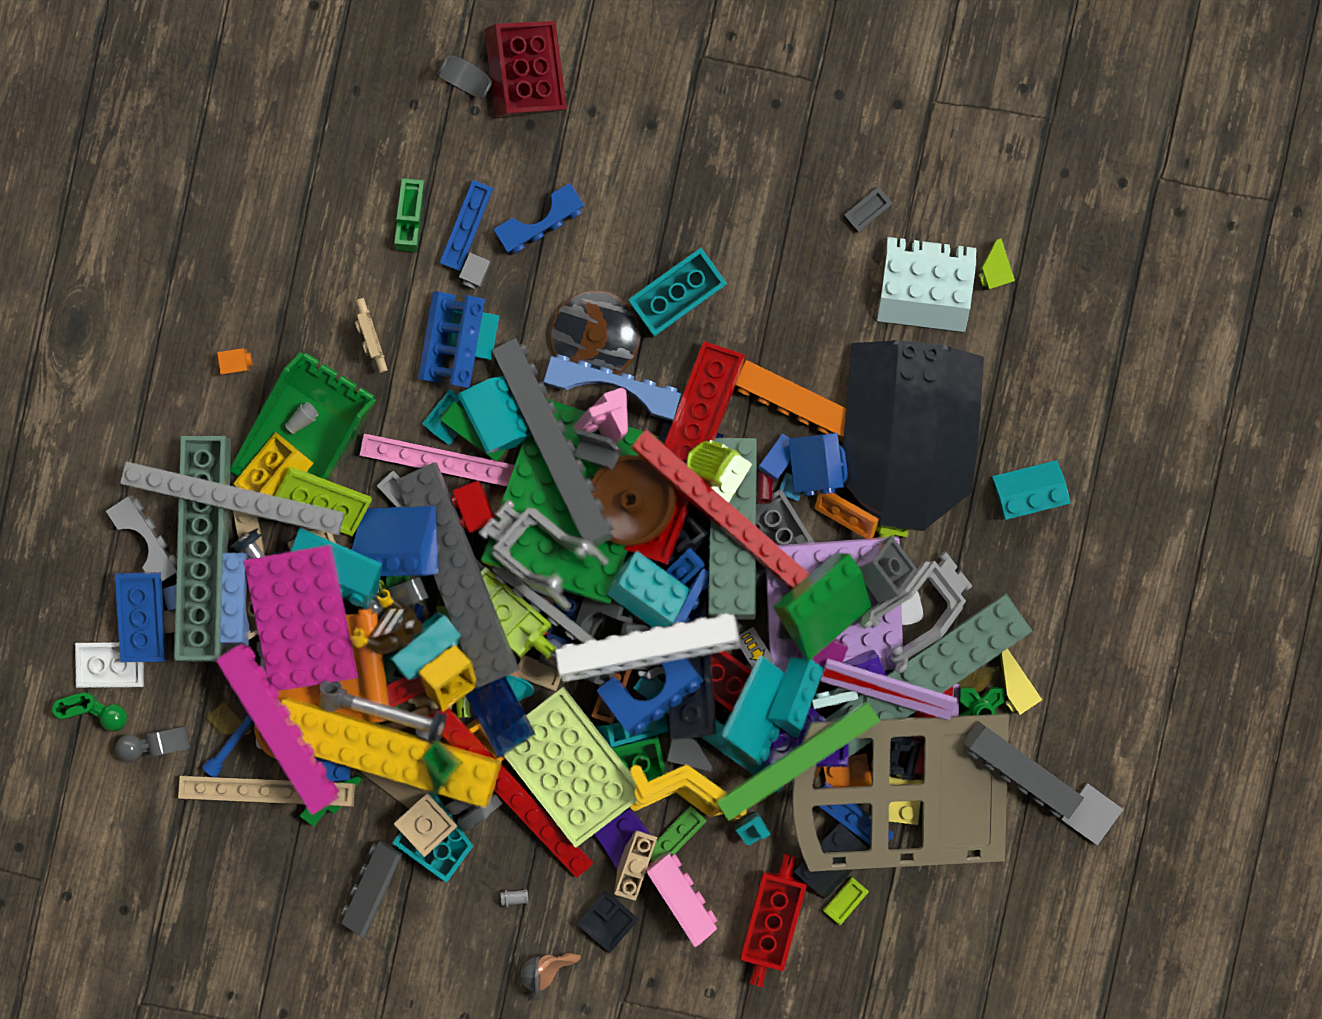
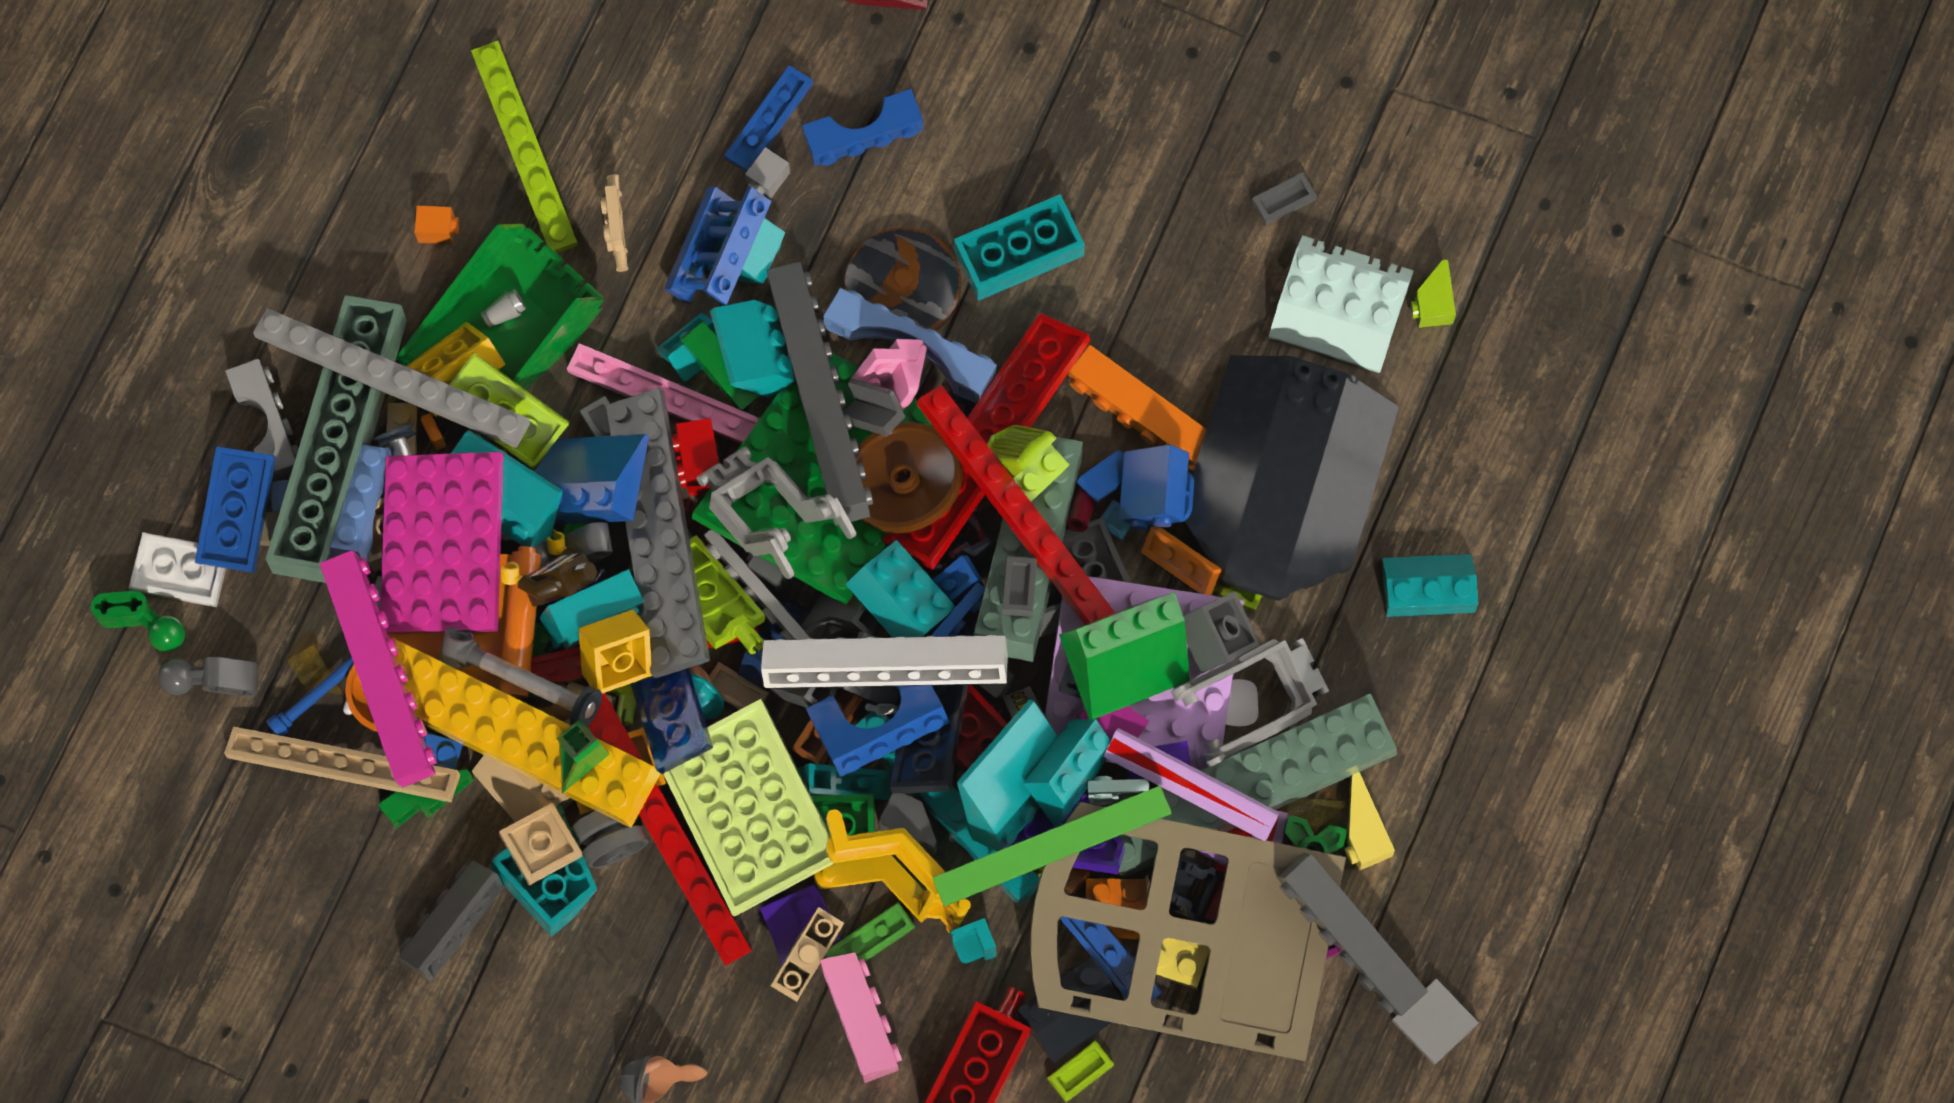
camera: 10 degrees right, 15 degrees down
(272, 525) = (433, 431): none -> orange tile
(286, 284) = (524, 147): none -> lime plate
(409, 215) = (699, 94): green slope -> none
(514, 897) = (636, 975): light grey pin -> none
(607, 921) = (753, 1032): black plate -> none
(735, 571) = (1019, 586): none -> dark grey tile

